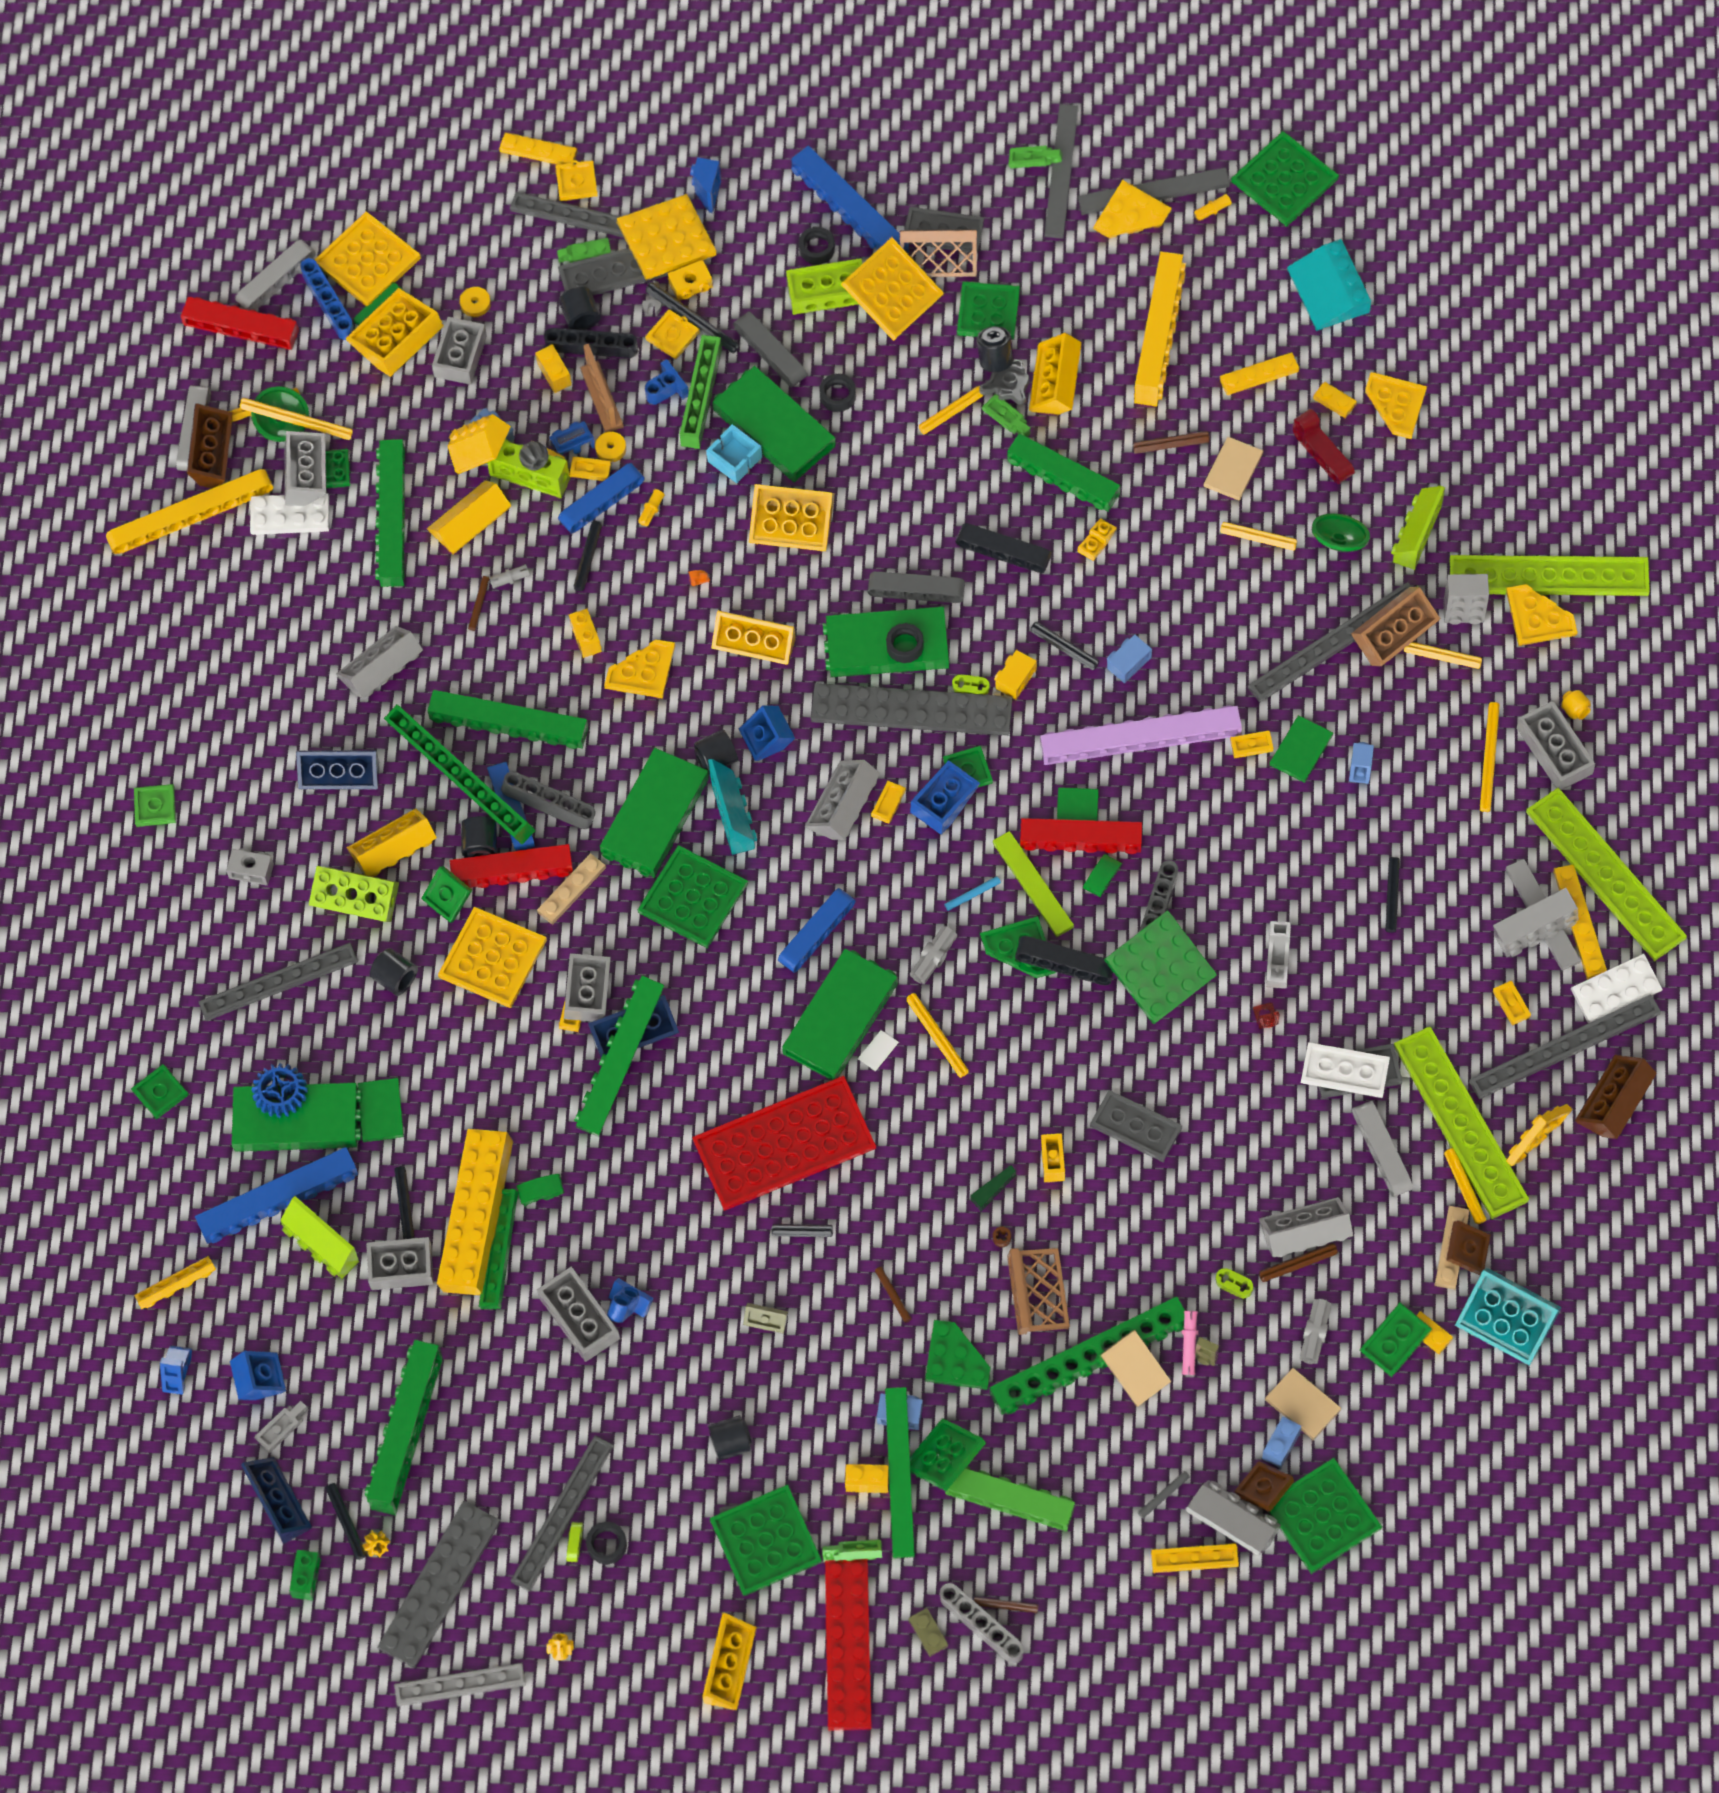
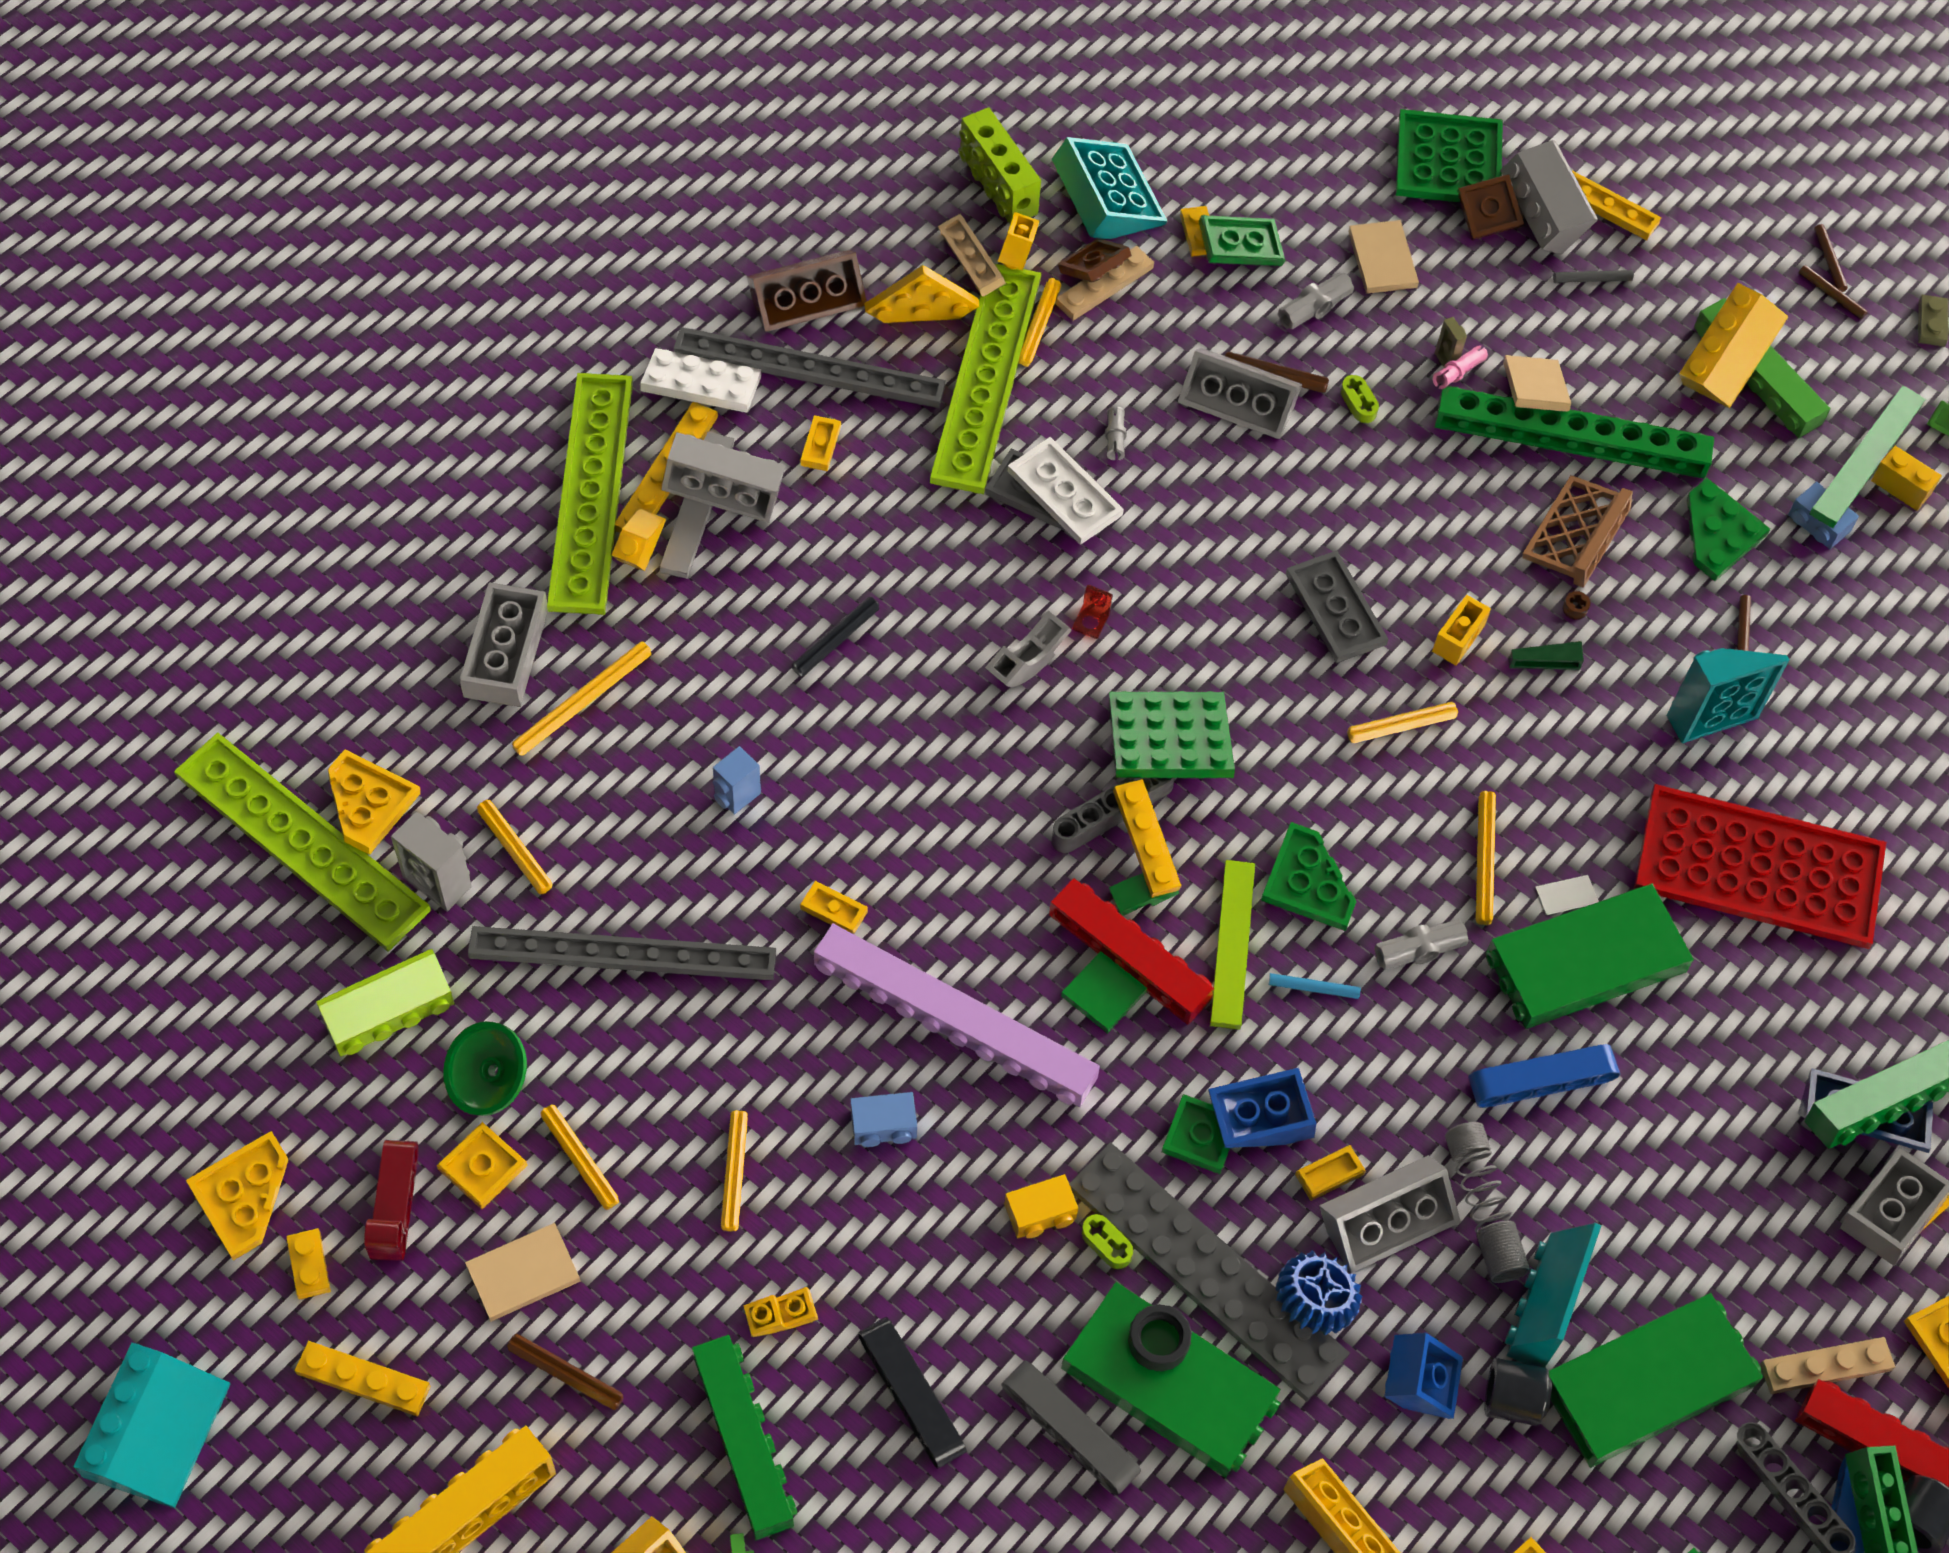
camera: 150 degrees left, 5 degrees down
(692, 896) = (1674, 1233): green plate -> none
(765, 1318) = (1920, 709): plate -> none
(778, 823) = (1498, 1240): none -> light grey piece
(802, 1230) = (1803, 763): axle -> none
(855, 724) = (1318, 1293): none -> blue gear
(874, 1207) = (1724, 691): none -> teal slope
(945, 1454) = (1808, 435): green plate -> none
(986, 1632) = (1874, 287): light grey beam -> none
(1025, 1633) = (1830, 257): none -> reddish brown bar
(1034, 1480) = (1733, 345): none -> yellow slope
(1043, 1082) = (1402, 722): none -> yellow axle
(1063, 960) = (1277, 818): black beam -> none
(1064, 645) = (946, 1203): black axle -> none
(1122, 894) = (1147, 838): none -> yellow plate
(1179, 584) = (734, 1171): none -> yellow axle
(1281, 1442) = (1438, 232): medium blue brick -> none
(1300, 499) = (482, 1165): none -> yellow tile
(1301, 748) = (780, 864): green tile -> none
(1353, 1142) = (1115, 433): none -> light grey pin
(1382, 1148) = (1092, 406): light grey beam -> none
(1395, 626) = (540, 901): medium nougat brick -> none
(1522, 1219) = (1018, 241): none -> yellow brick
(1543, 1192) = (971, 255): none -> tan plate
(1547, 858) = (639, 539): none -> yellow slope
(1576, 704) = (433, 674): yellow head -> none
(1583, 1272) = (999, 165): none -> lime brick

